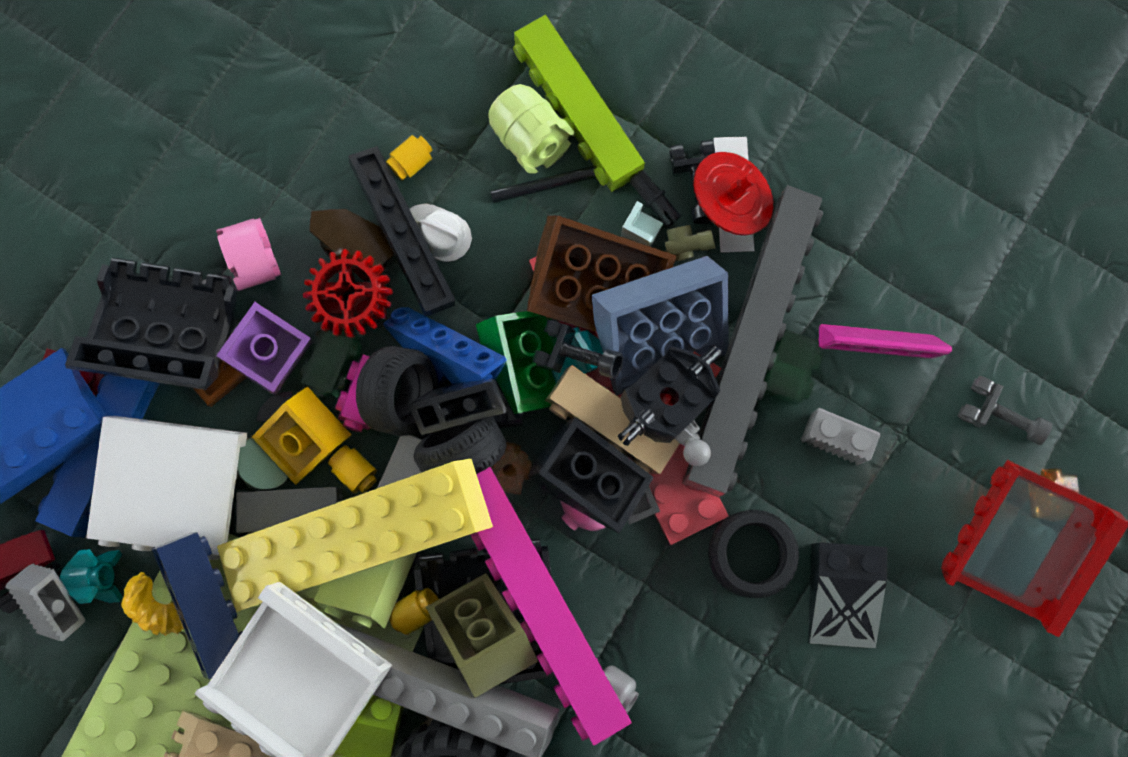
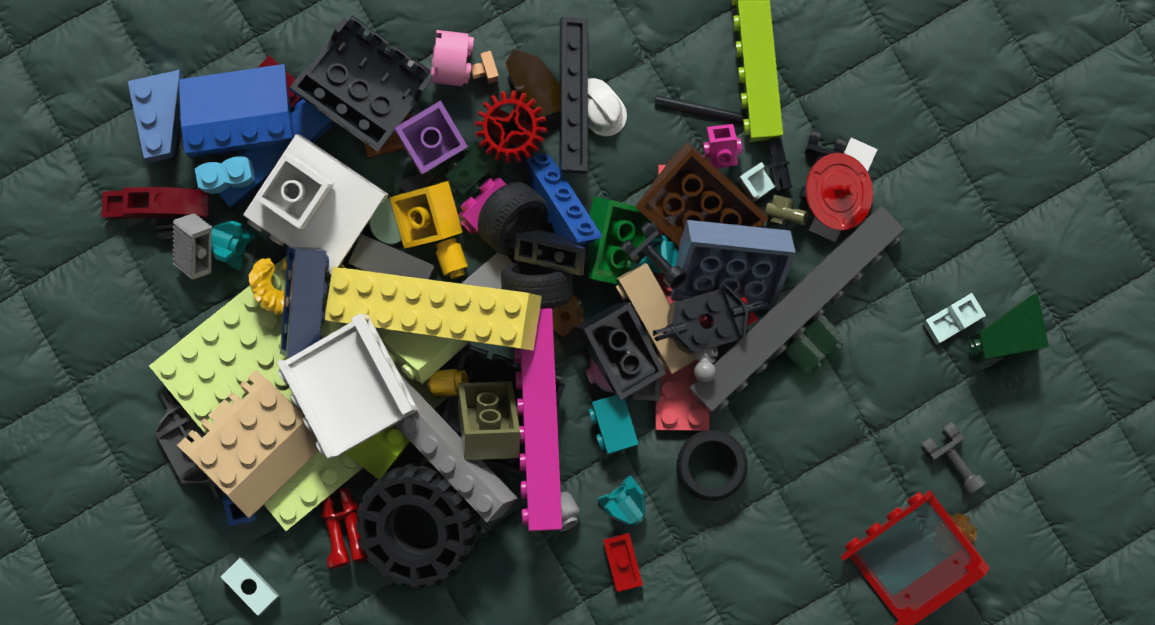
camera: 30 degrees right, 5 degrees up
(42, 506) = (218, 177): none -> medium azure brick
(125, 481) = (294, 190): none -> white brick
(292, 248) = (486, 68): none -> light nougat tile
(409, 157) = (608, 39): yellow brick -> none
(529, 127) = (709, 63): yellowish green piece -> none
(587, 204) = (722, 146): none -> dark pink brick
(623, 563) = (614, 424): none -> teal brick
(680, 645) = (625, 503): none -> teal brick
(711, 714) = (622, 562): none -> red plate
(840, 436) = (821, 413): light grey brick -> none
(846, 594) = (764, 529): black slope -> none
(881, 341) = (890, 359): dark pink slope -> none
(920, 268) = (954, 318): none -> light aqua slope
(993, 247) = (1012, 333): none -> dark green slope

